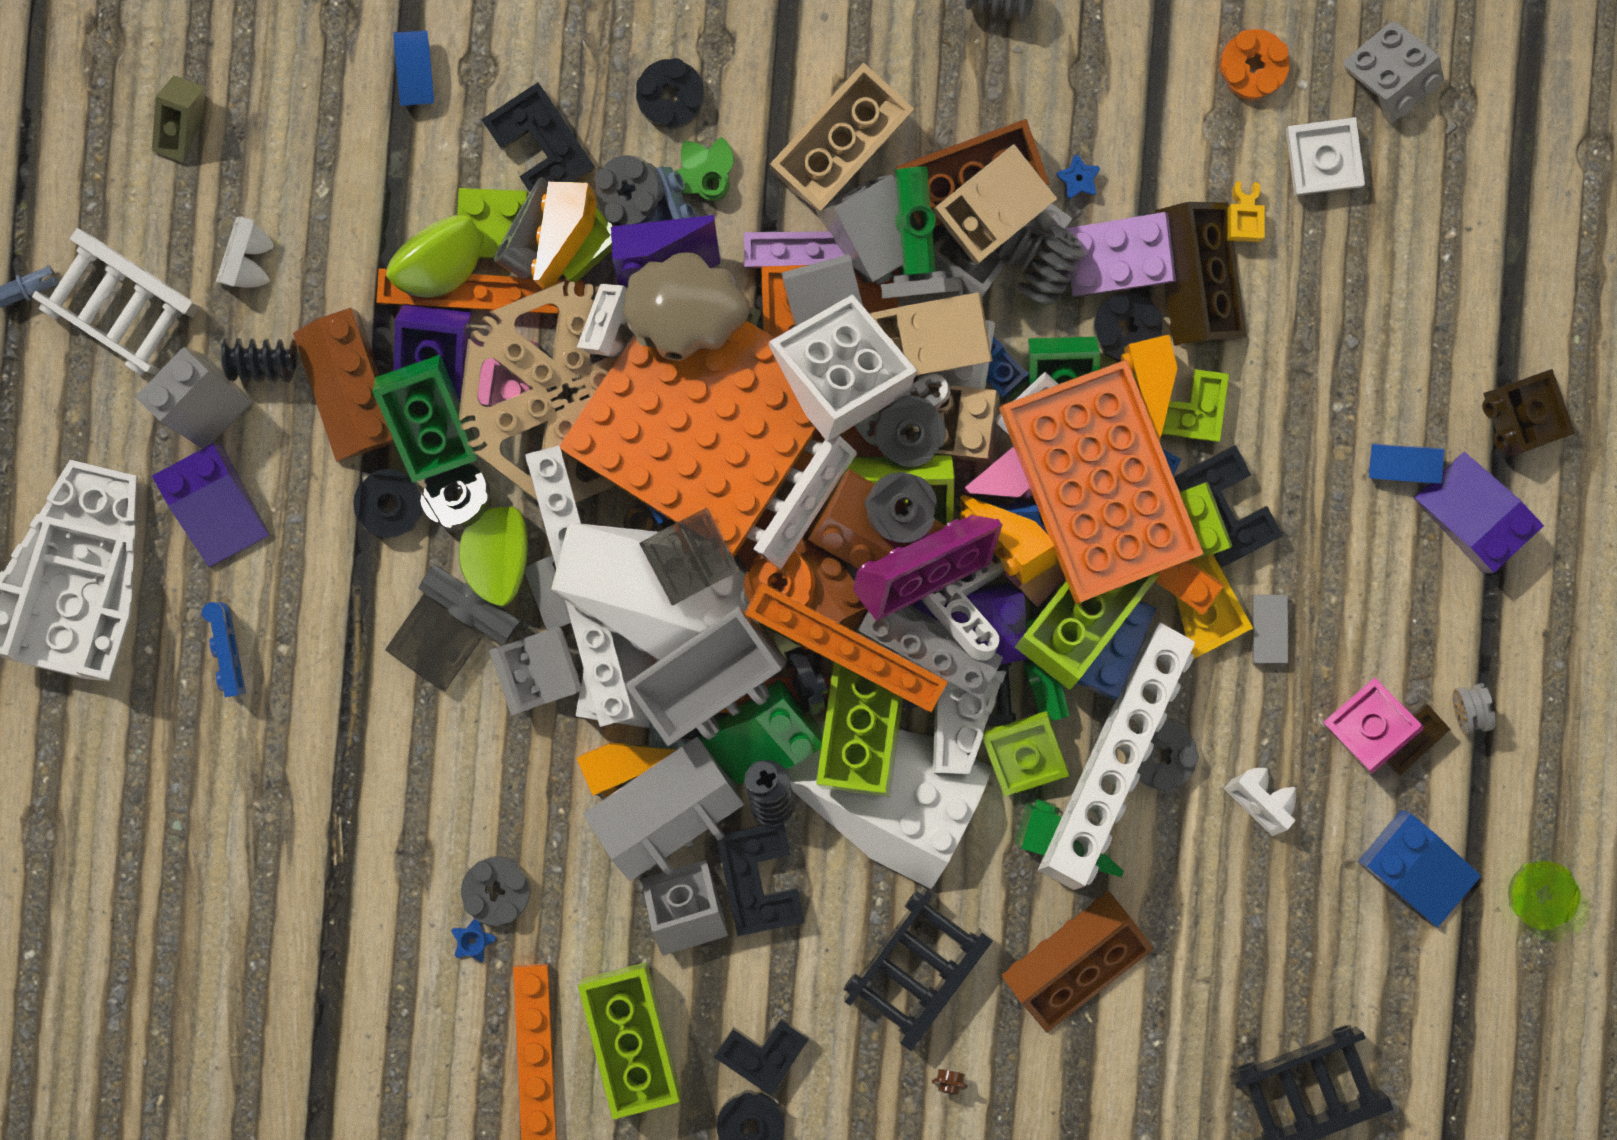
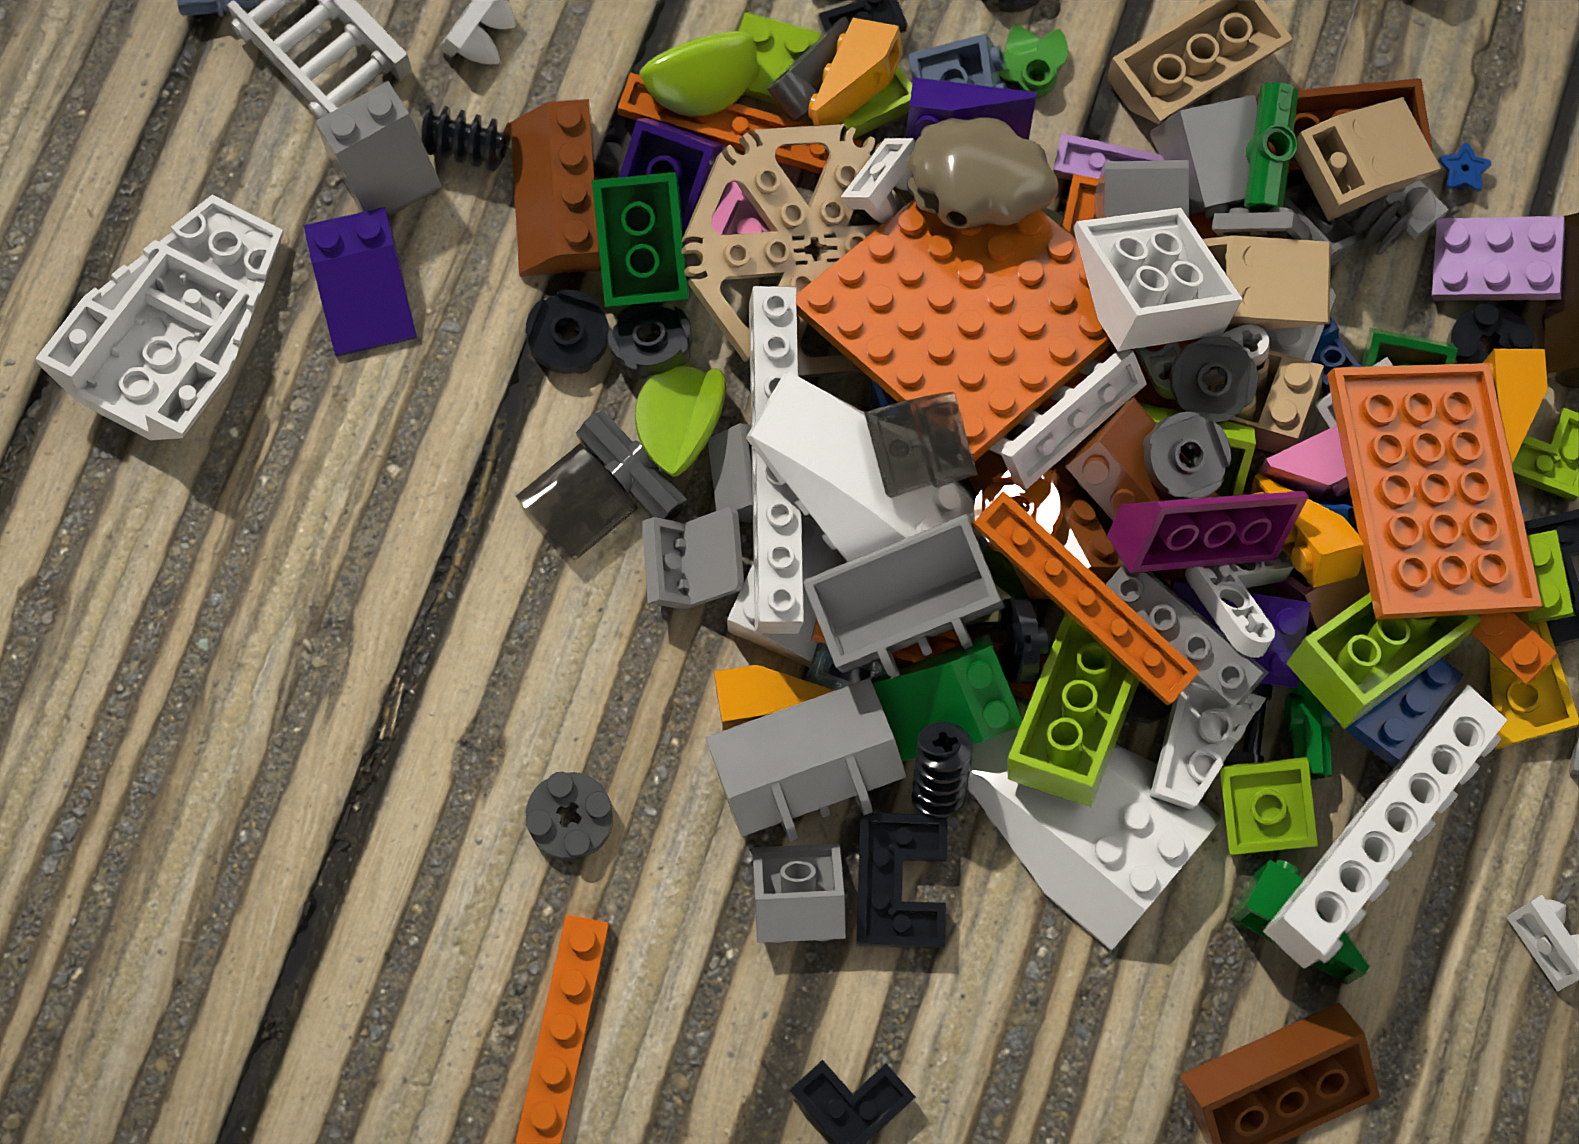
camera: 15 degrees right, 15 degrees down
(224, 647) = (326, 447): blue plate -> none
(465, 947) = (514, 862): blue plate -> none
(610, 185) = (936, 30): dark grey plate -> none
(629, 1040) = (689, 1038): lime brick -> none
(931, 999) = (1081, 1084): black fence -> none
(1055, 268) = (1418, 251): dark grey piece -> none
(1182, 756) = (1463, 860): dark grey plate -> none

